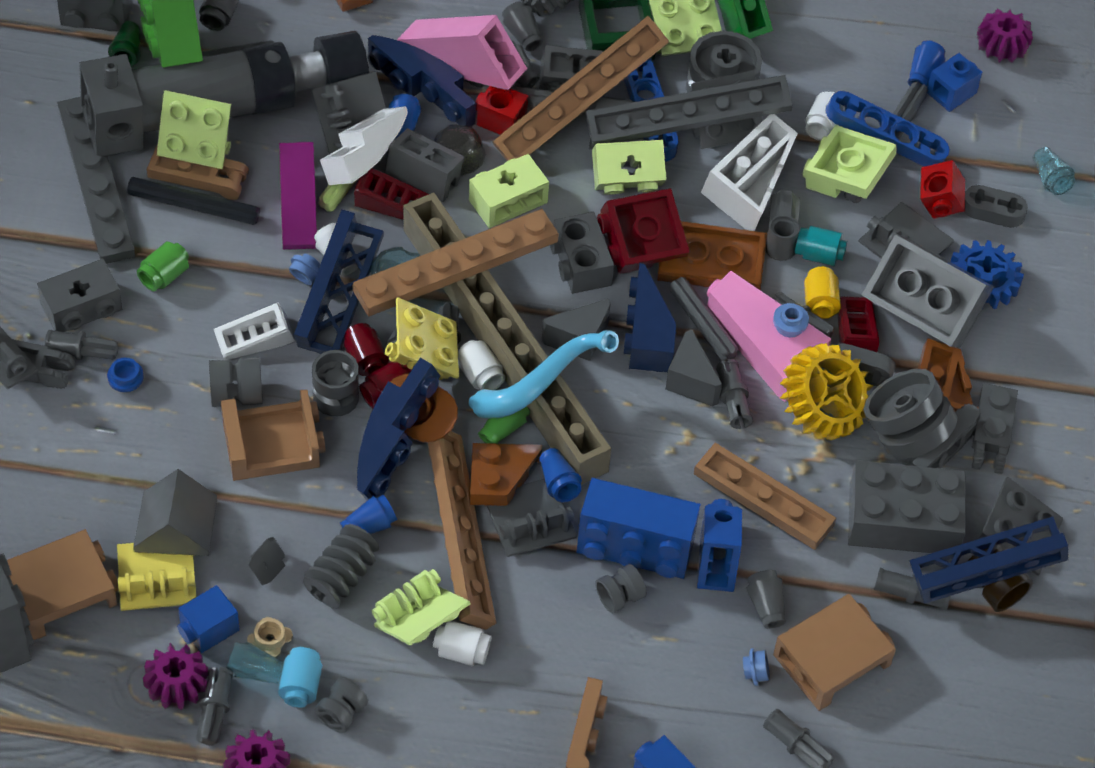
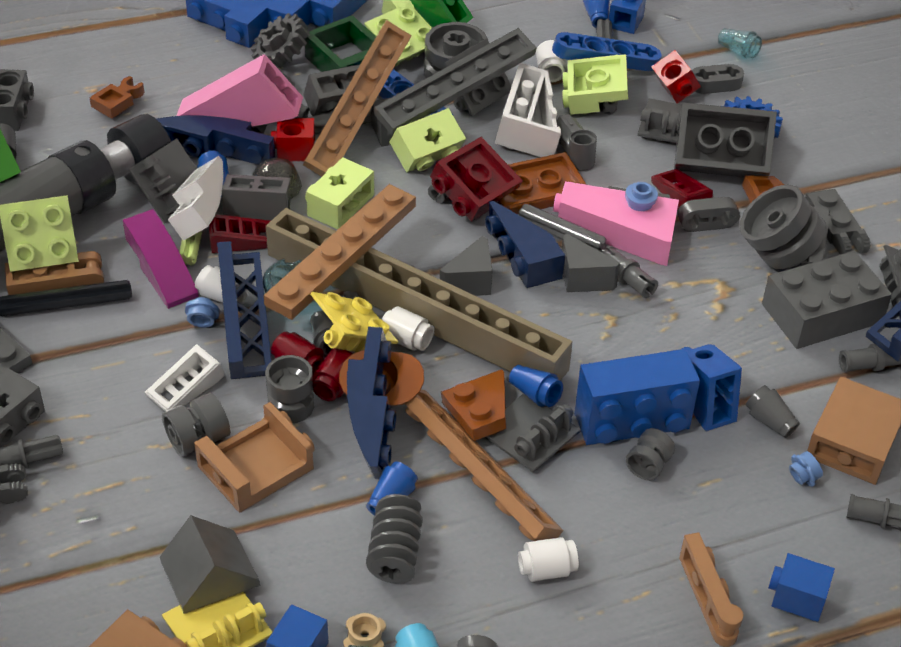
camera: 25 degrees left, 10 degrees down
(125, 375) = (82, 461): blue plate -> none
(163, 266) = (67, 357): bright green brick -> none
(272, 556) = (316, 558): dark grey piece -> none
(420, 612) = (492, 546): yellowish green hinge -> none
(499, 428) = (455, 361): bright green cone -> none
(505, 402) = (467, 331): medium azure animal -> none
(582, 253) = (436, 216): dark grey brick -> none
(765, 496) = (730, 337): medium nougat plate -> none
(809, 386) = (704, 237): yellow gear -> none
(820, 245) = (616, 145): teal brick -> none
(822, 292) = (637, 169): yellow brick -> none

